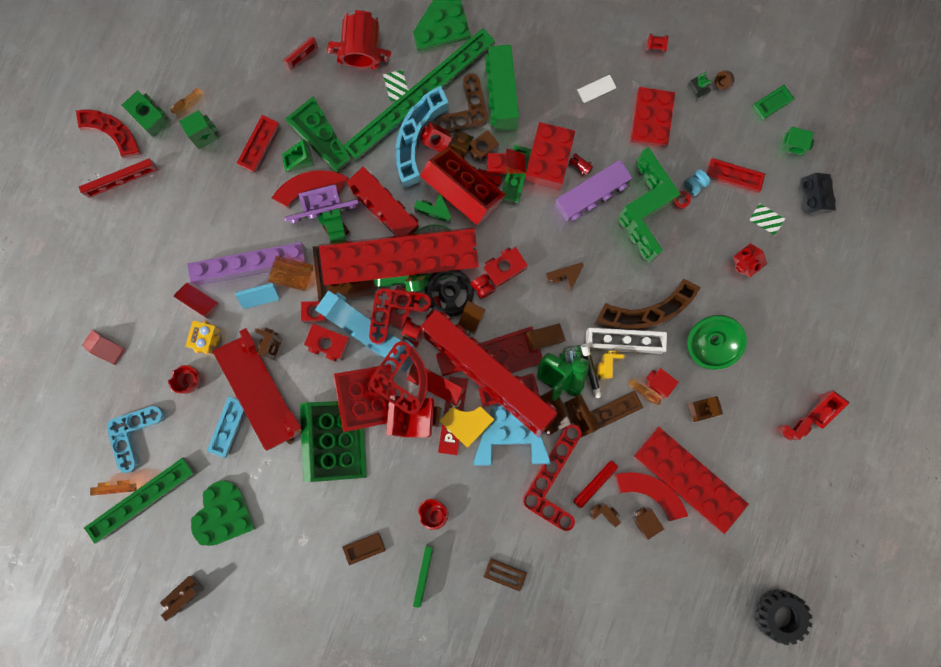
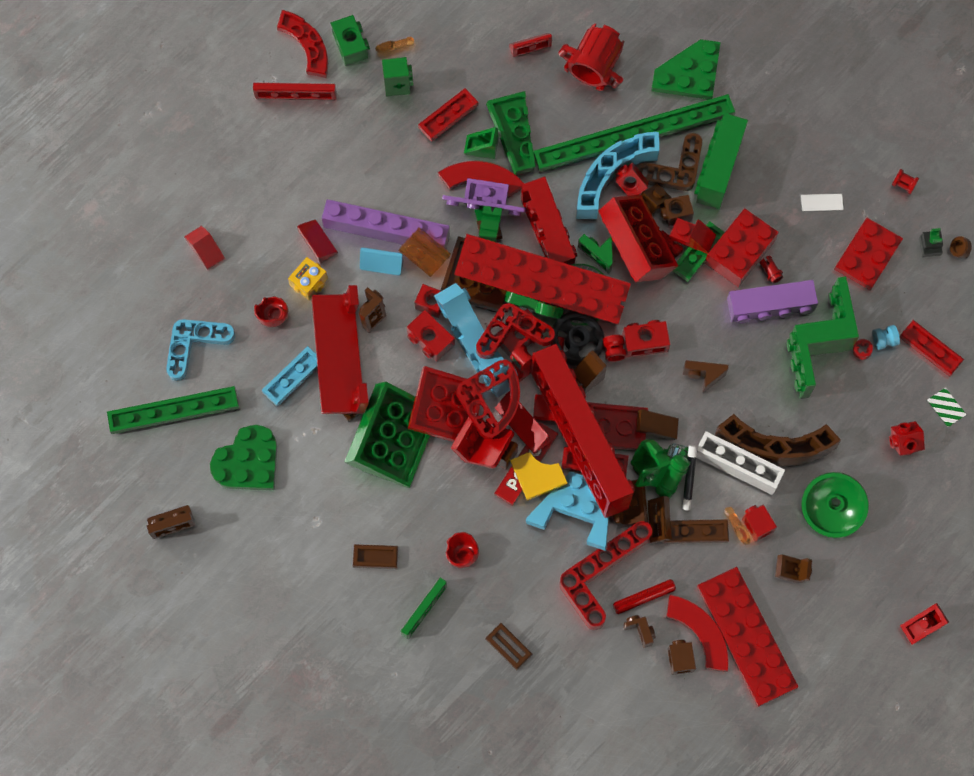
camera: 25 degrees right, 10 degrees down
(105, 488) = (145, 384): clear orange plate -> none
(395, 84) = (613, 114): sticker -> none
(605, 366) = (715, 471): yellow bracket -> none
(800, 429) = (889, 633): red bracket -> none

